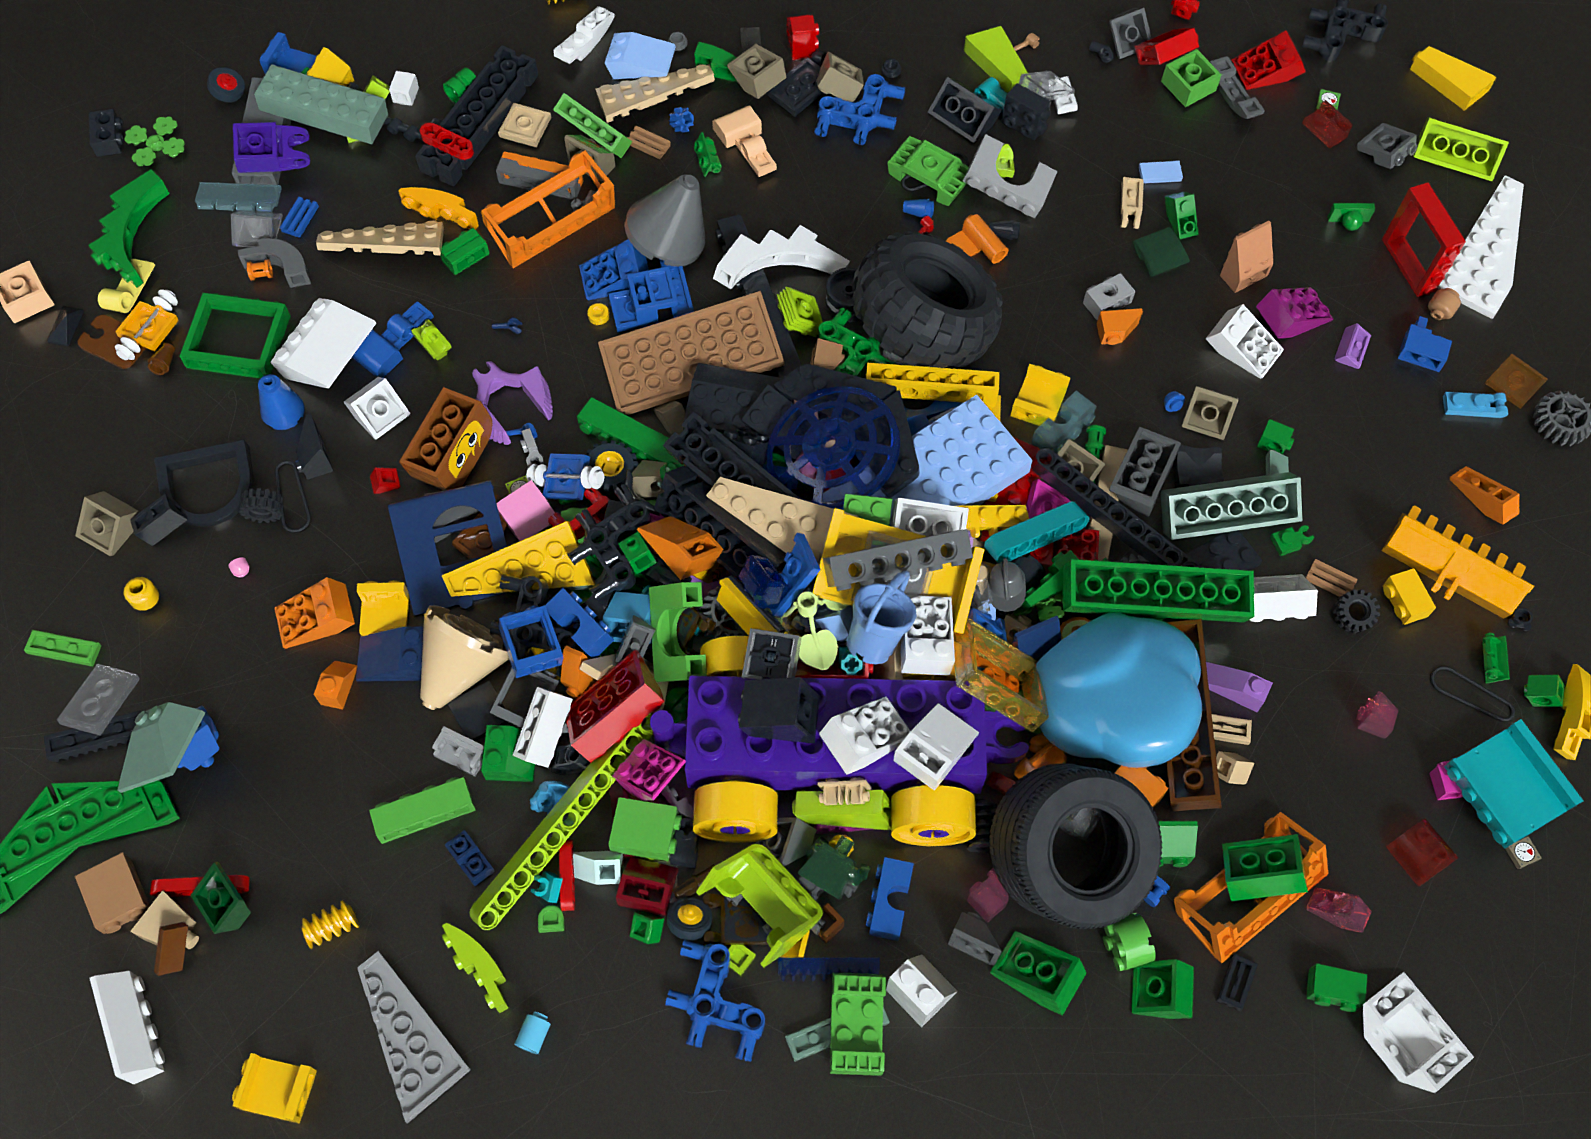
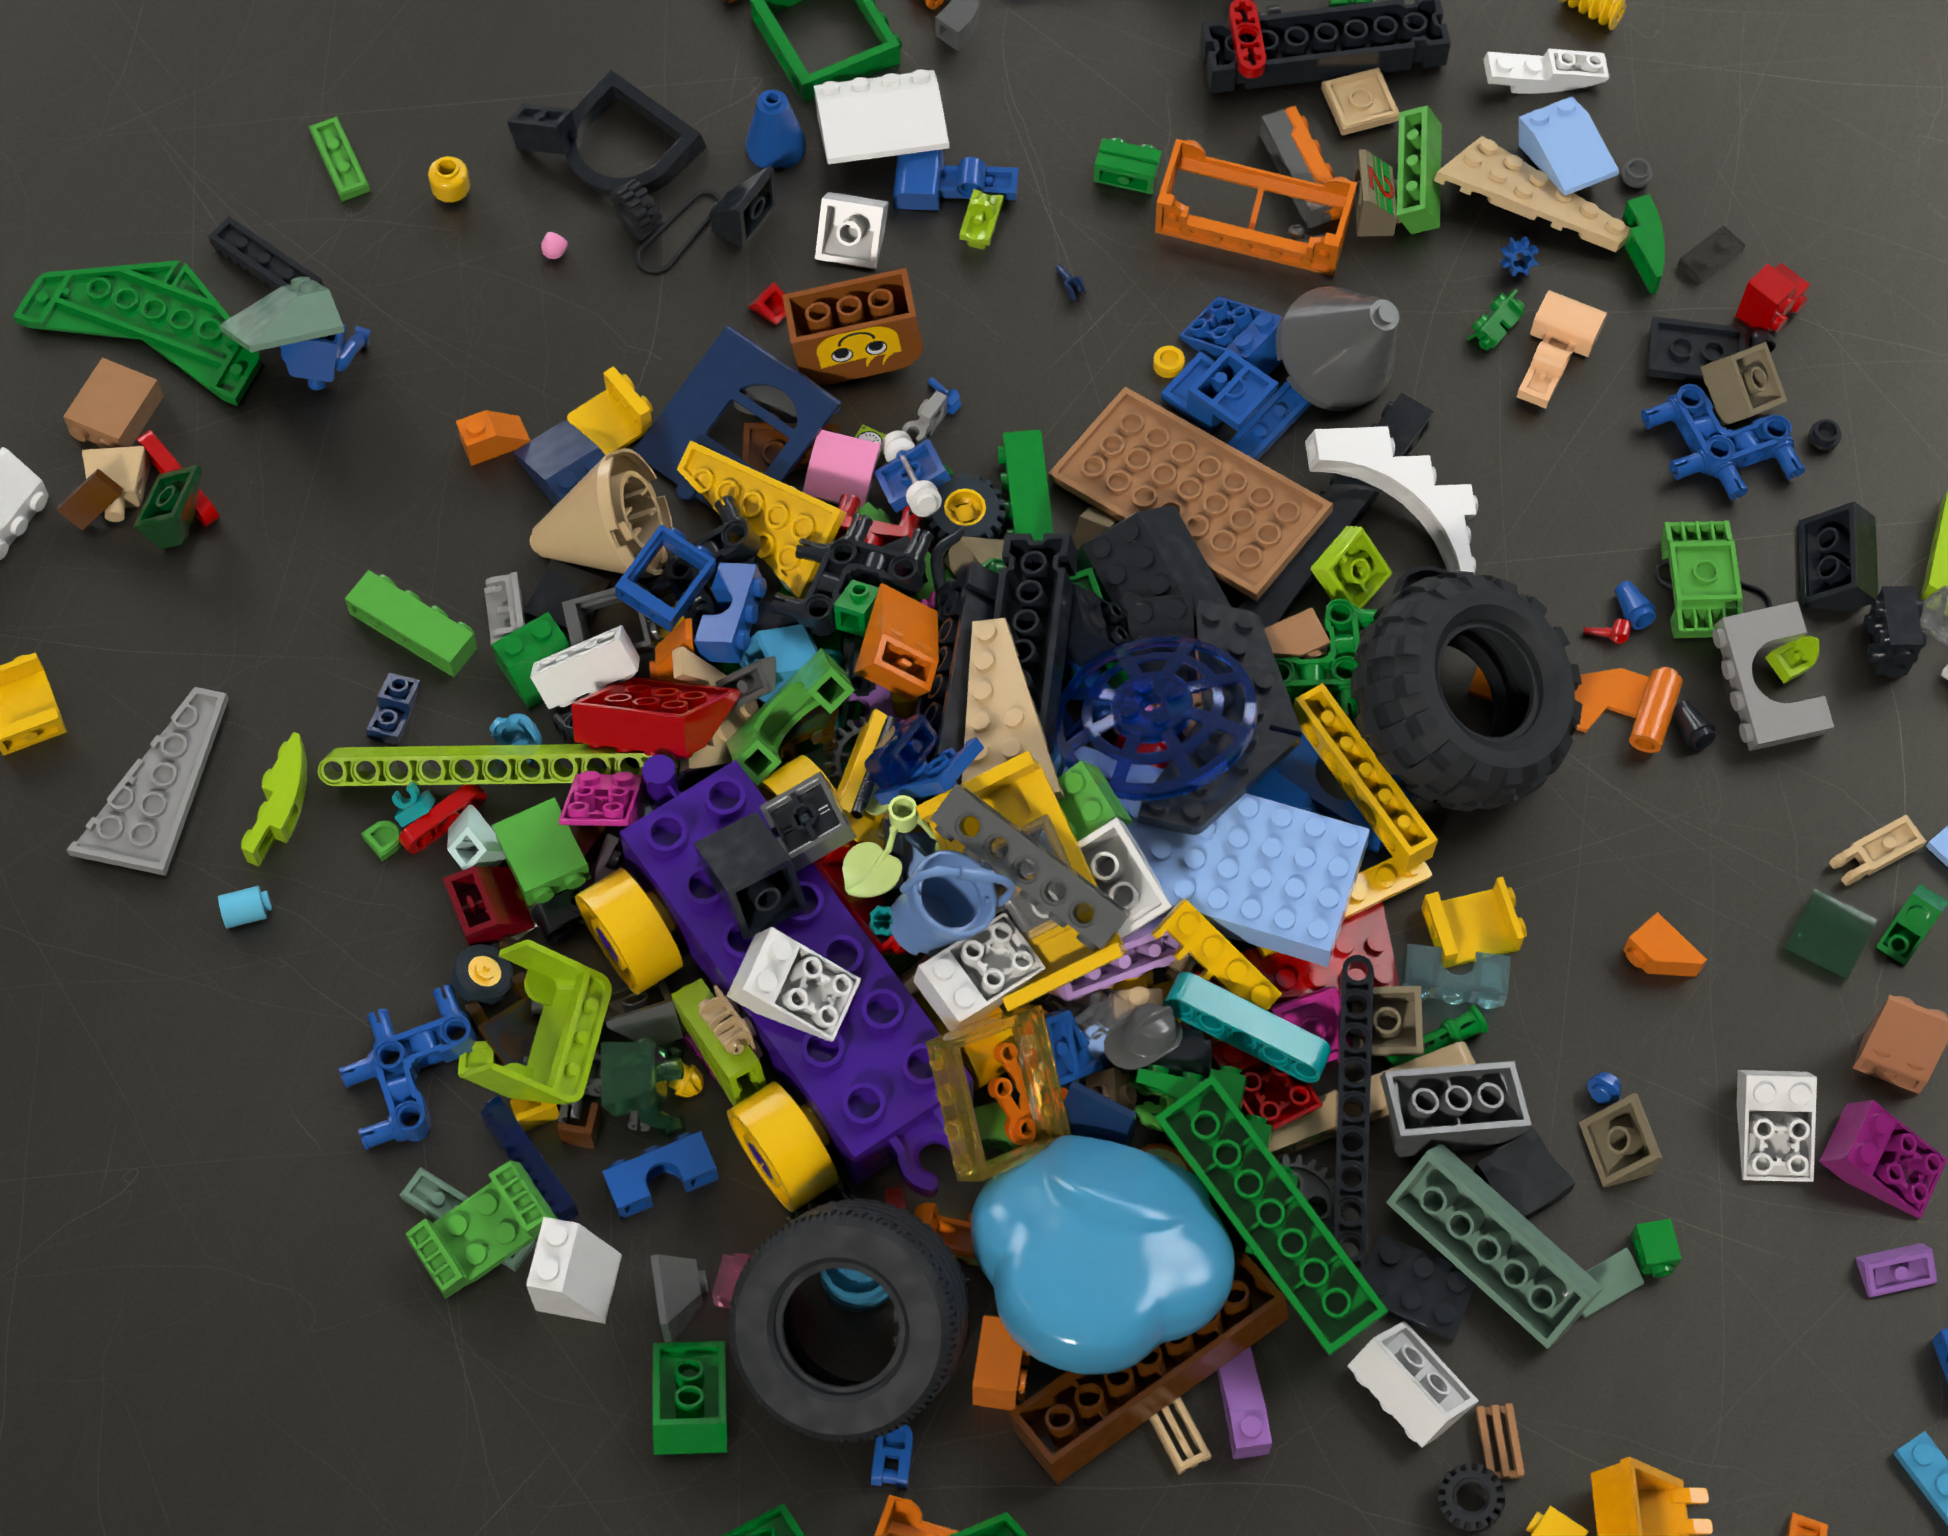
camera: 55 degrees right, 0 degrees up
(98, 699) = (305, 233): clear tile -> none
(105, 522) = (505, 83): dark tan slope -> none
(314, 613) = (557, 356): orange slope -> none
(329, 923) = (221, 626): yellow piece -> none
(386, 239) = (1074, 82): tan wing -> none
(435, 203) = (1165, 93): light orange slope -> none
(531, 382) = (1015, 358): medium lavender piece -> none
(646, 927) = (443, 940): green slope -> none
(650, 140) = (1454, 224): medium nougat tile -> none
(758, 70) = (1661, 285): dark tan slope -> none
(935, 746) = (834, 1067): white slope -> none
(992, 91) = (1896, 568): teal piece -> none
(1119, 295) = (1707, 927): light grey brick -> none
(1129, 942) = (794, 1472): bright green brick -> none
(1178, 842) = (957, 1446): slope -> none
(1233, 767) = (1125, 1469): tan panel -> none
(1289, 541) = (1514, 1355): green plate -> none

